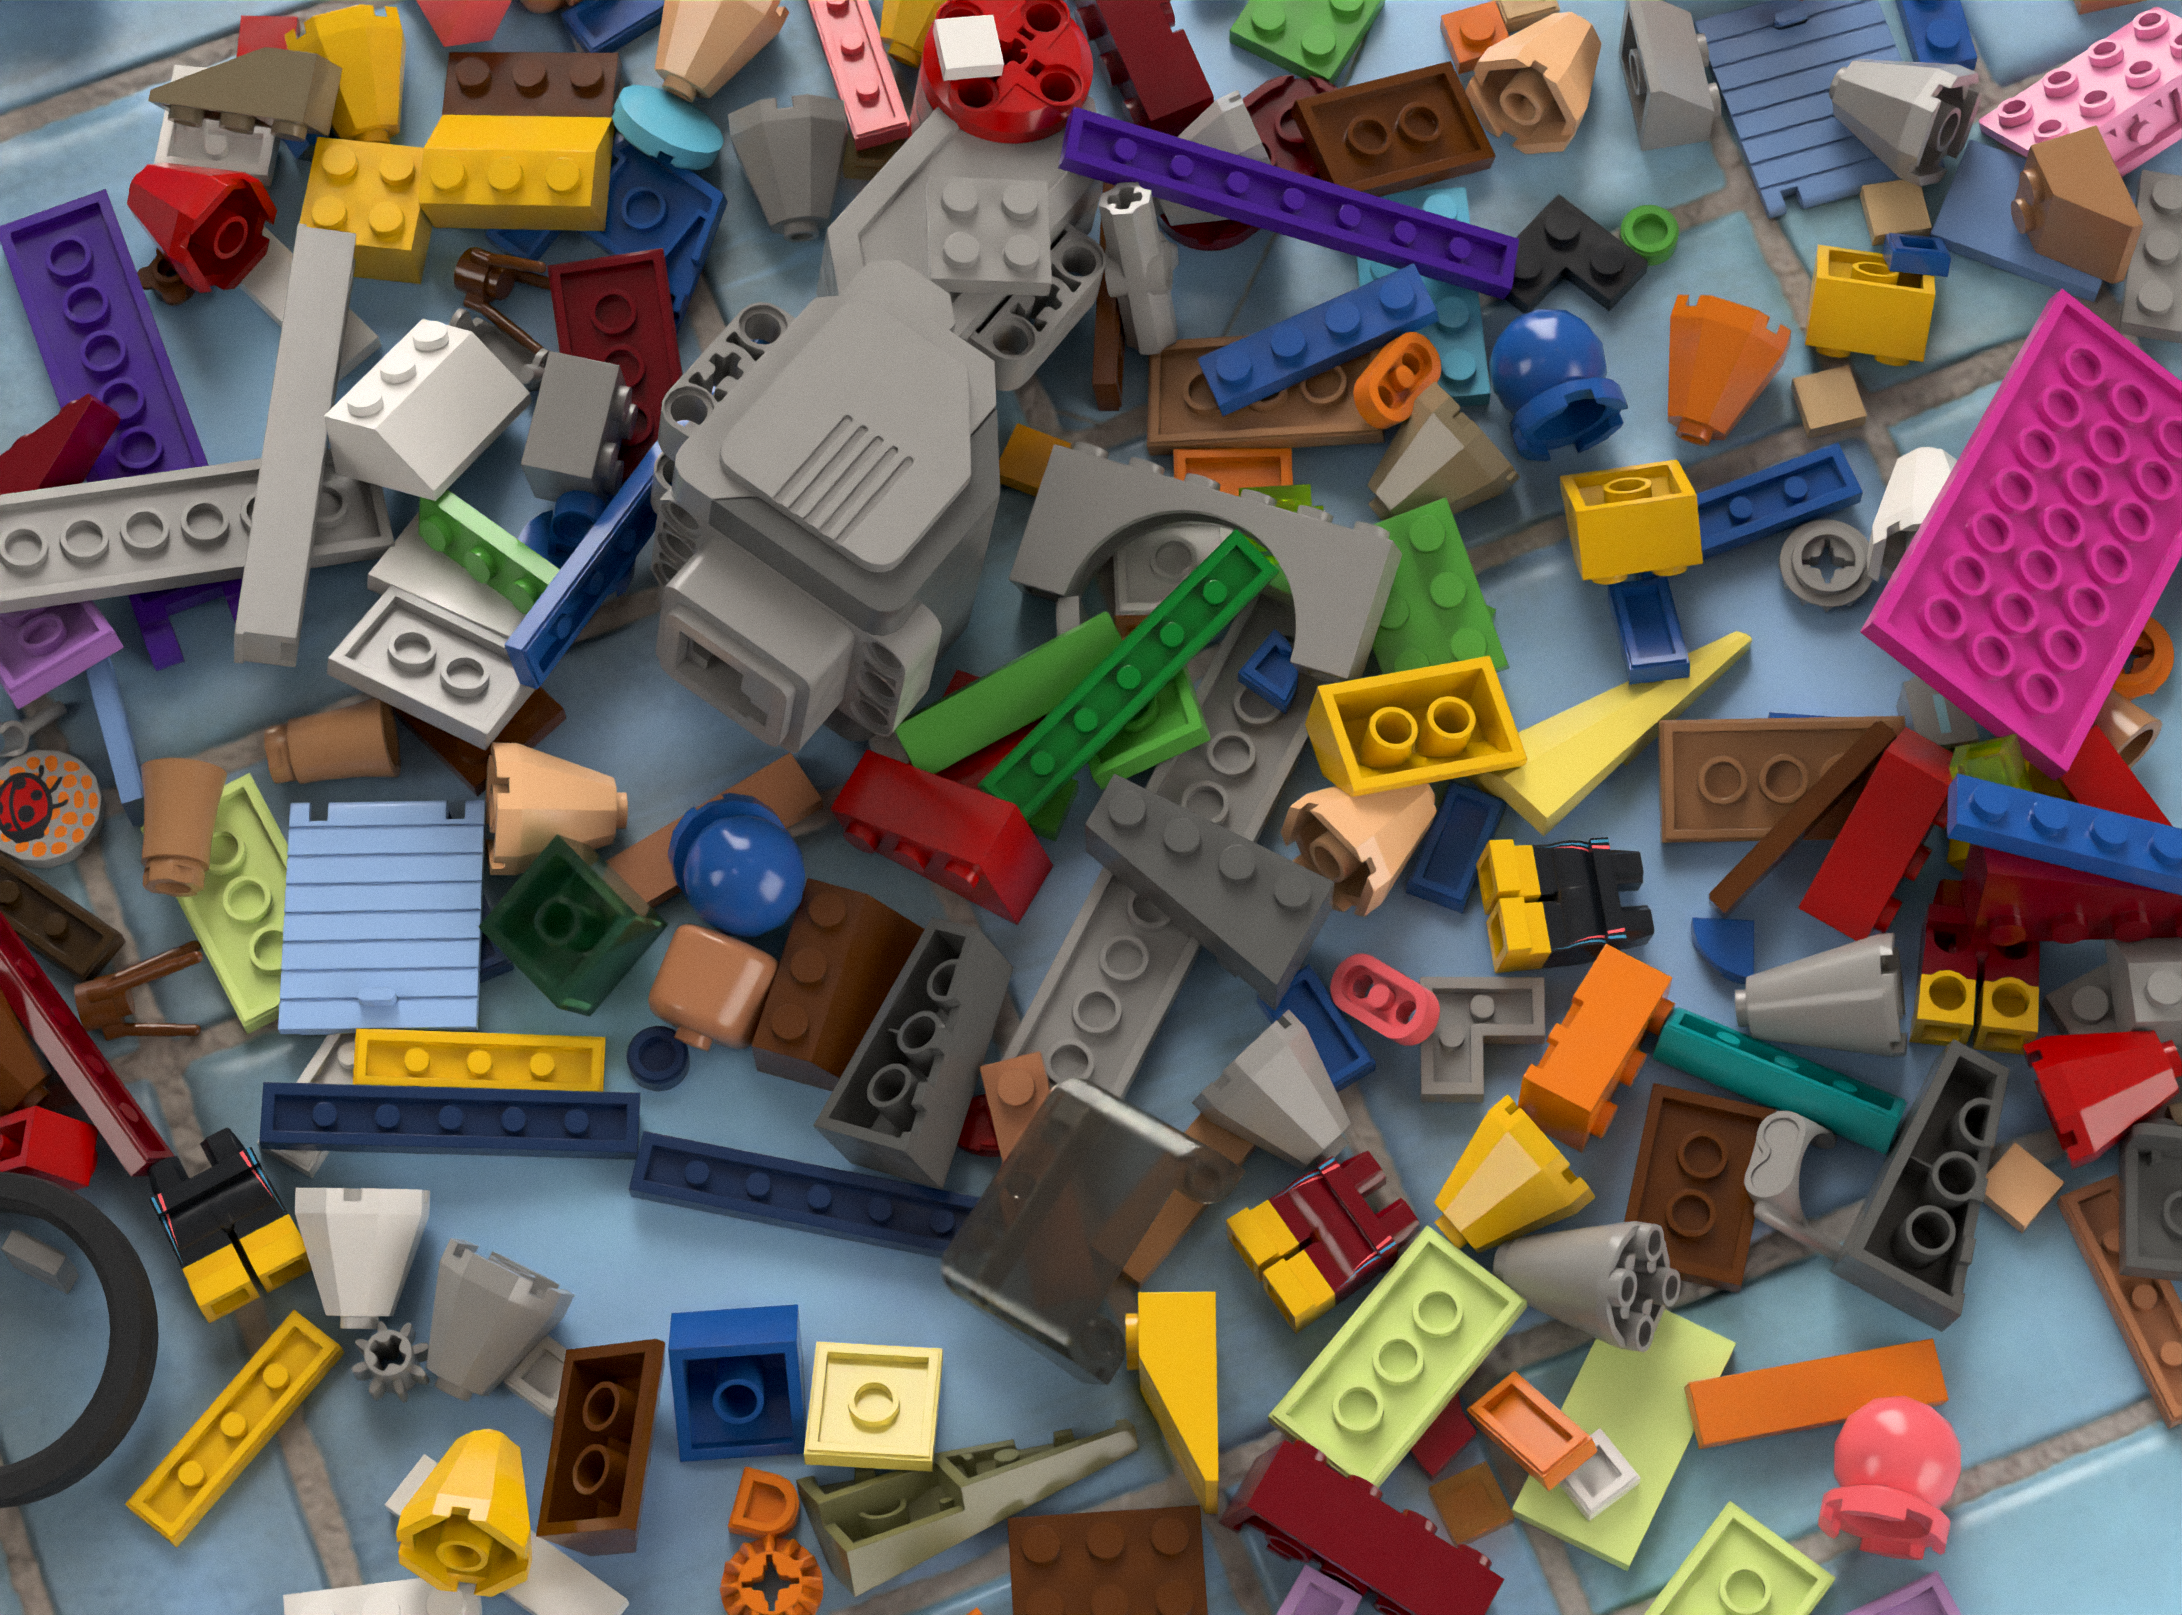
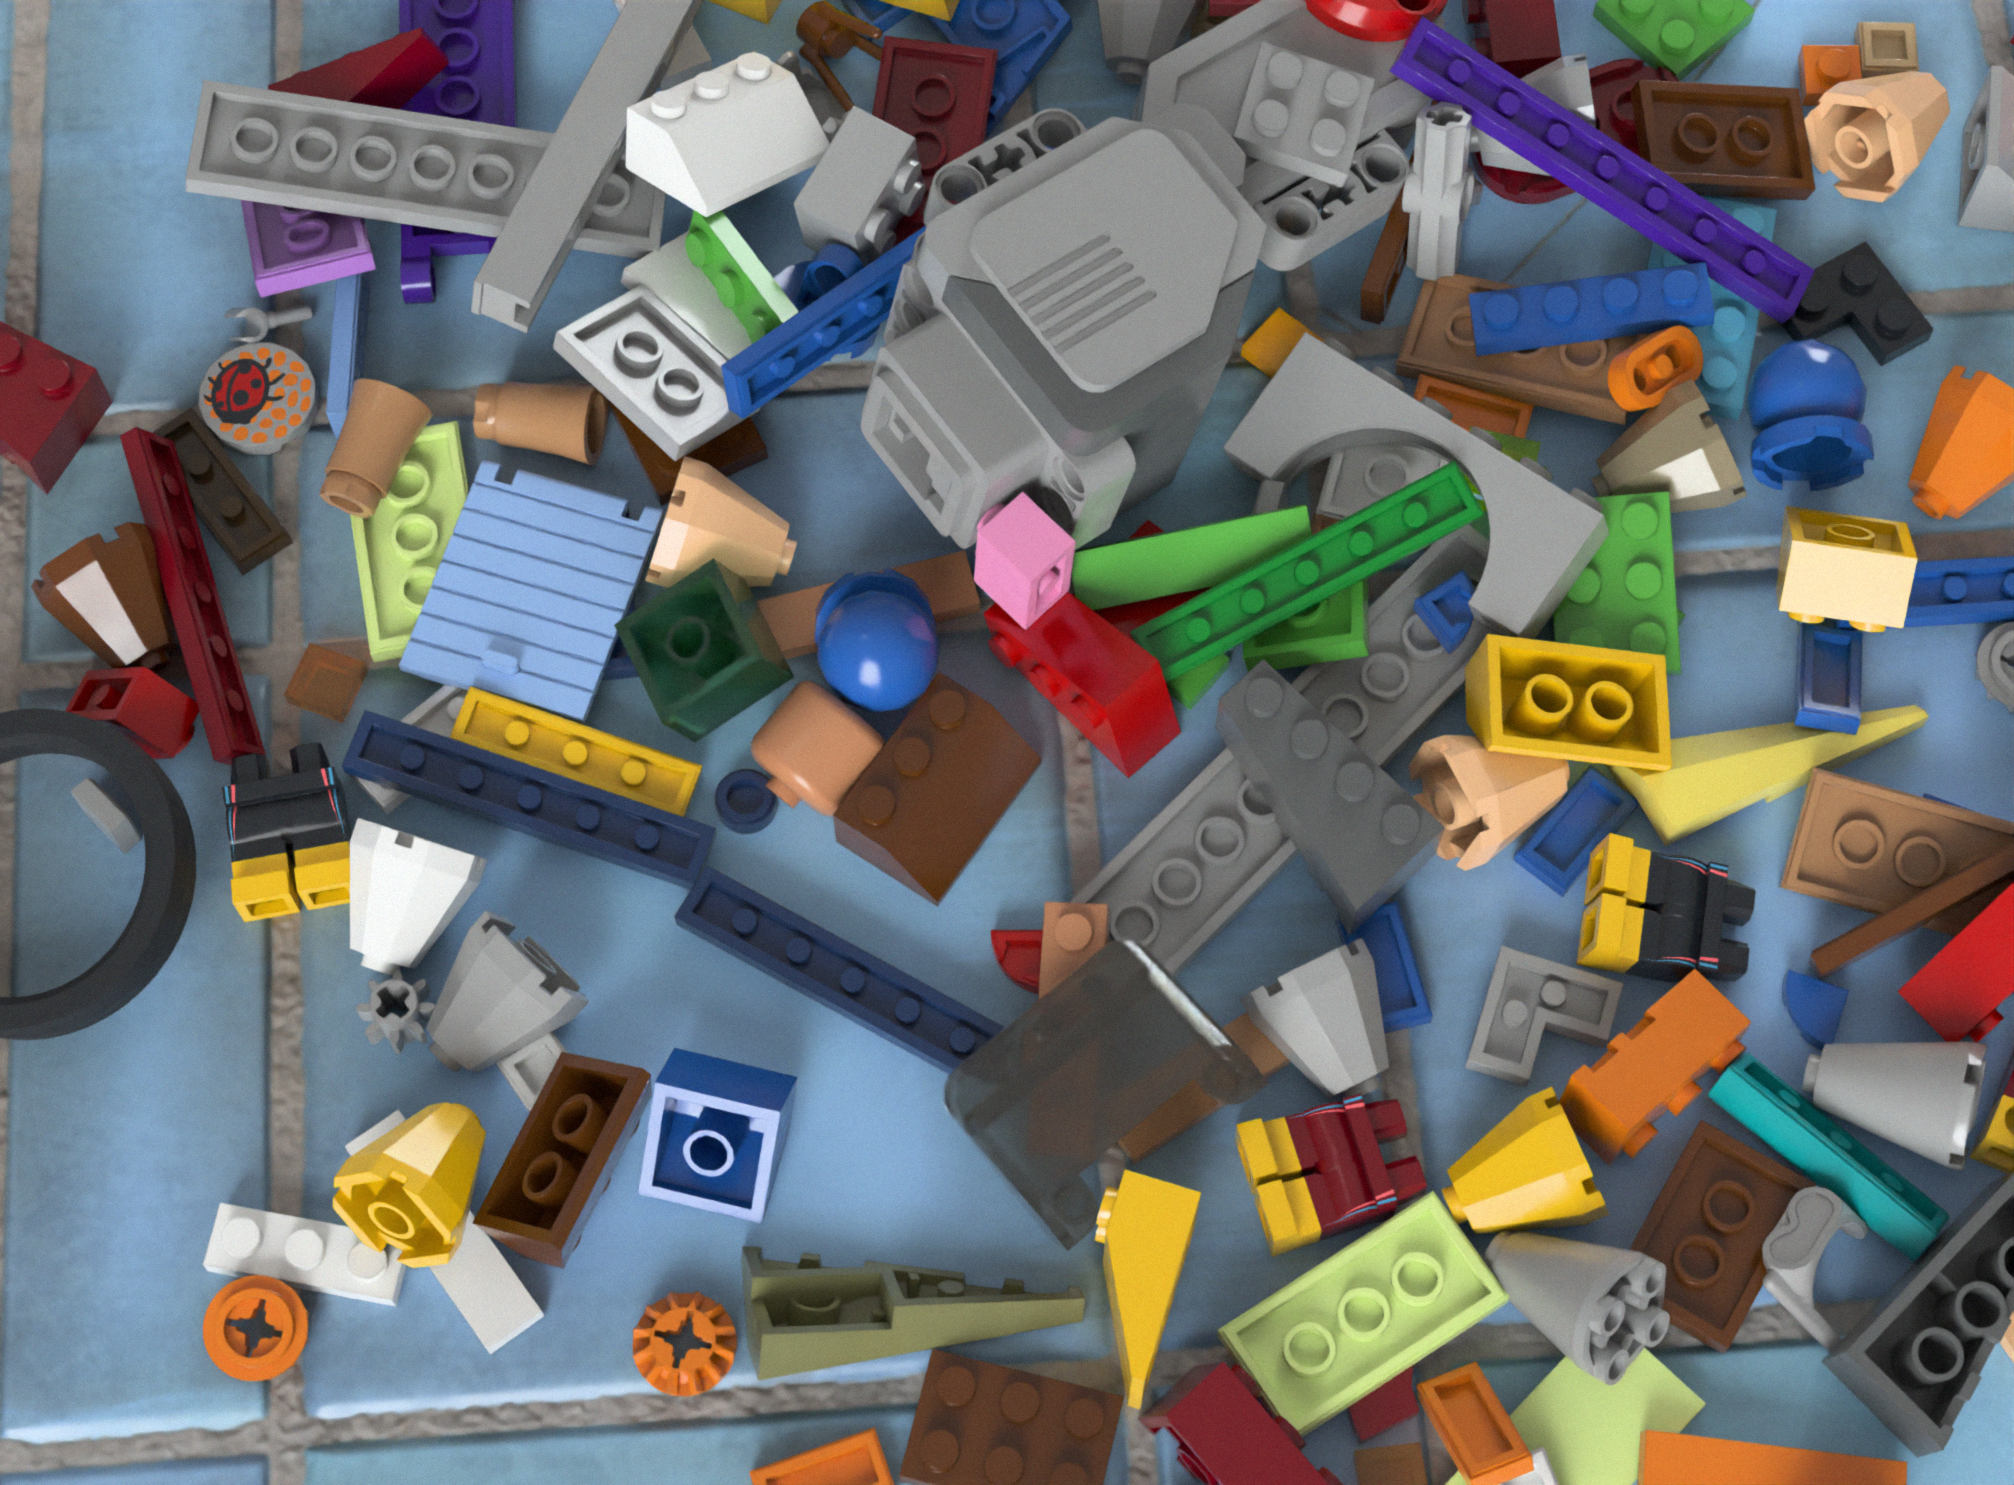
camera: 15 degrees right, 0 degrees up
(109, 998) = (257, 590): reddish brown plant -> none
(208, 1068) = (326, 682): none -> clear orange tile
(235, 1428) = (232, 1029): yellow tile -> none
(764, 1505) = (703, 1262): orange tile -> none
(856, 746) = (1023, 559): none -> bright pink brick
(873, 1406) = (839, 1199): light yellow tile -> none
(920, 1058) = (990, 876): dark grey wedge -> none
(1388, 1001) = (1462, 960): coral plate -> none
(1650, 233) = (1944, 303): bright green tile -> none

